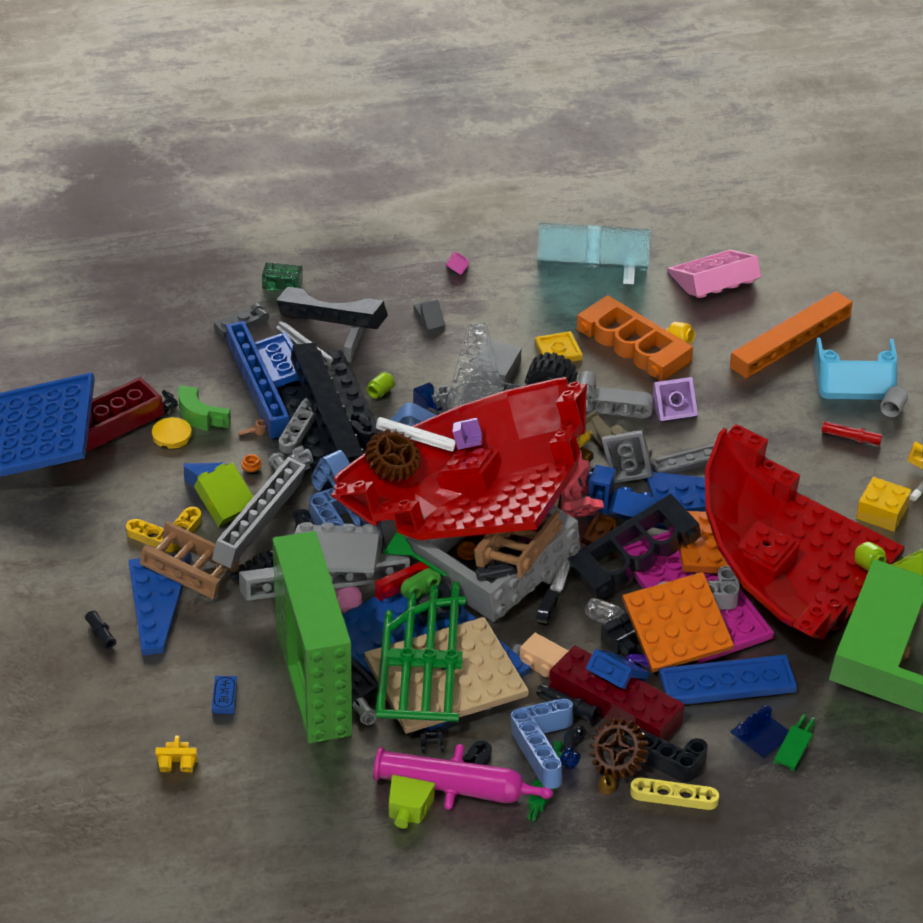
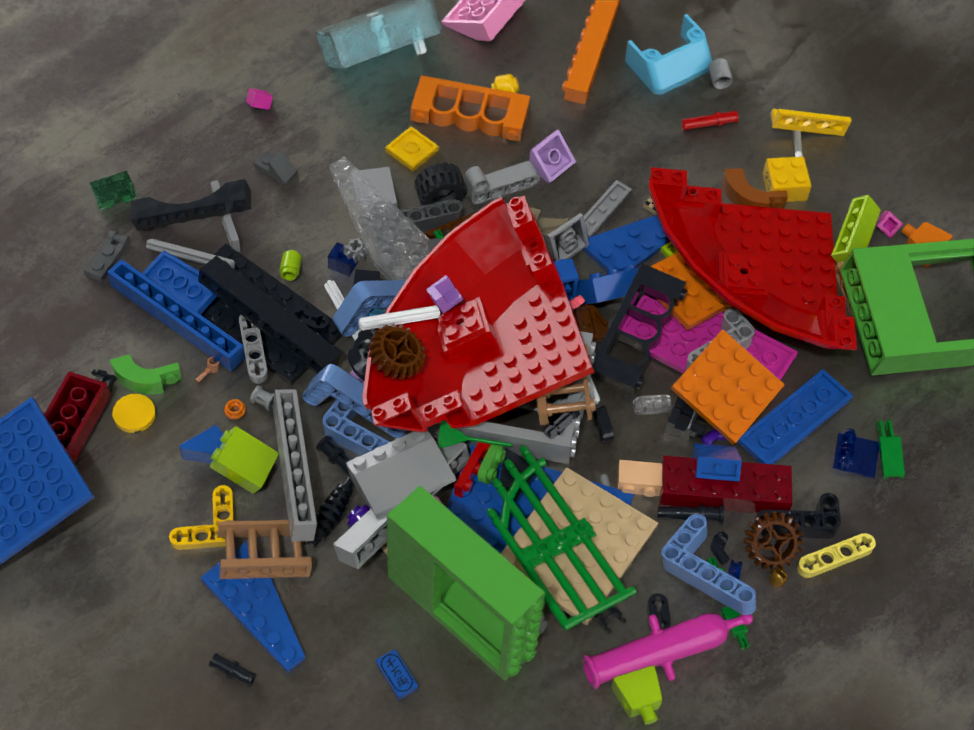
camera: 35 degrees left, 15 degrees up
(302, 456) = (278, 381): light grey gear -> none
(832, 498) = (742, 193): none -> dark orange arch
(866, 553) = (823, 240): lime head -> none

